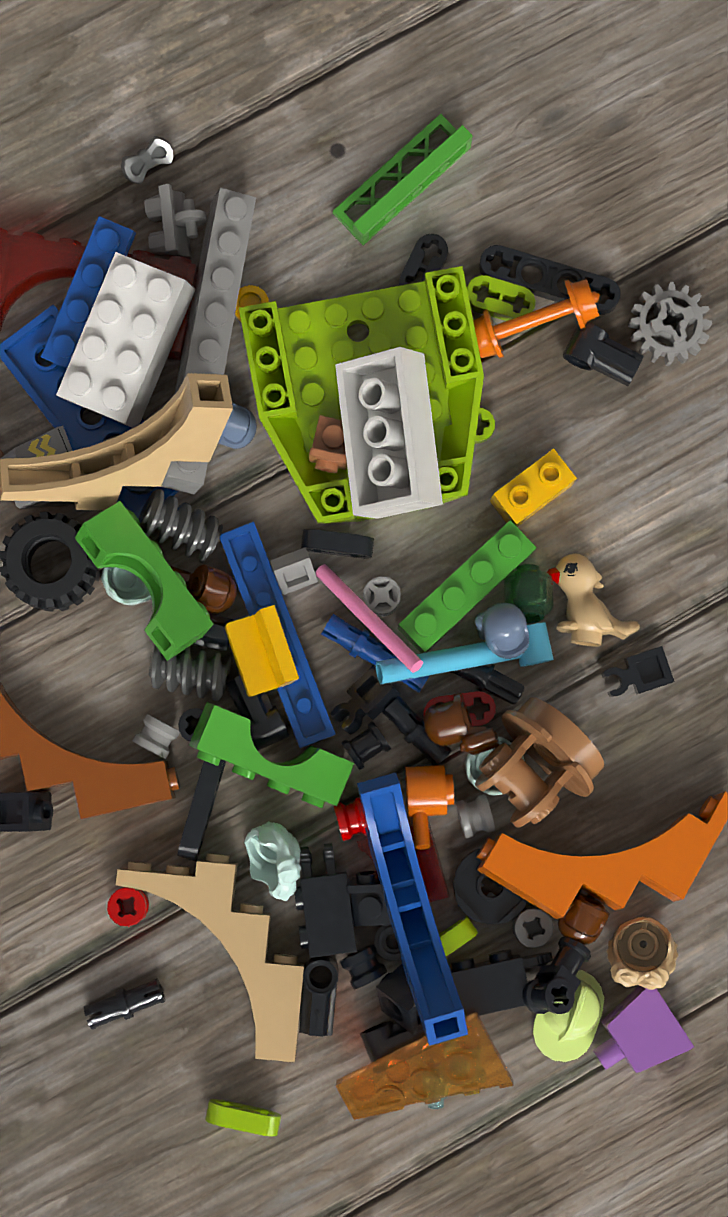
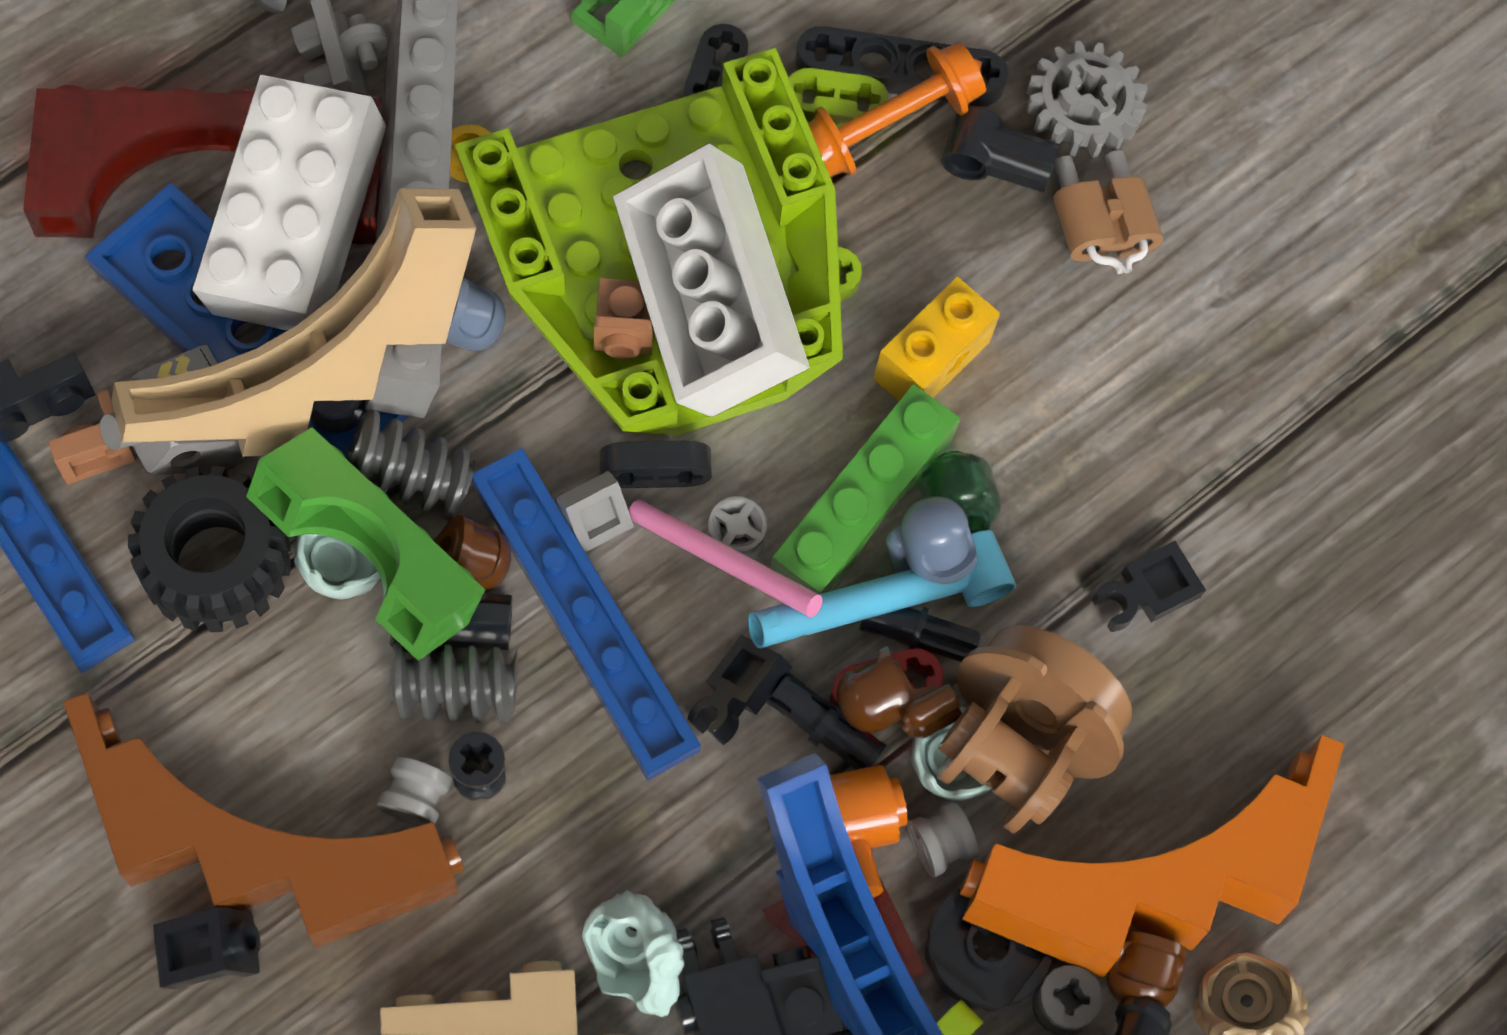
camera: 15 degrees left, 15 degrees down
(103, 243) = (216, 148): blue plate -> none
(200, 810) = (508, 861): black beam -> none
(228, 737) = (532, 765): bright green arch -> none
(261, 652) = (567, 630): yellow panel -> none
(265, 720) = (577, 743): black piece -> none
(350, 819) = (749, 872): red wheel -> none
(363, 646) = (730, 612): blue pin -> none
(366, 745) = (751, 757): black bush -> none
(585, 613) = (1052, 512): tan animal -> none
(666, 412) = (1107, 217): none -> medium nougat piece

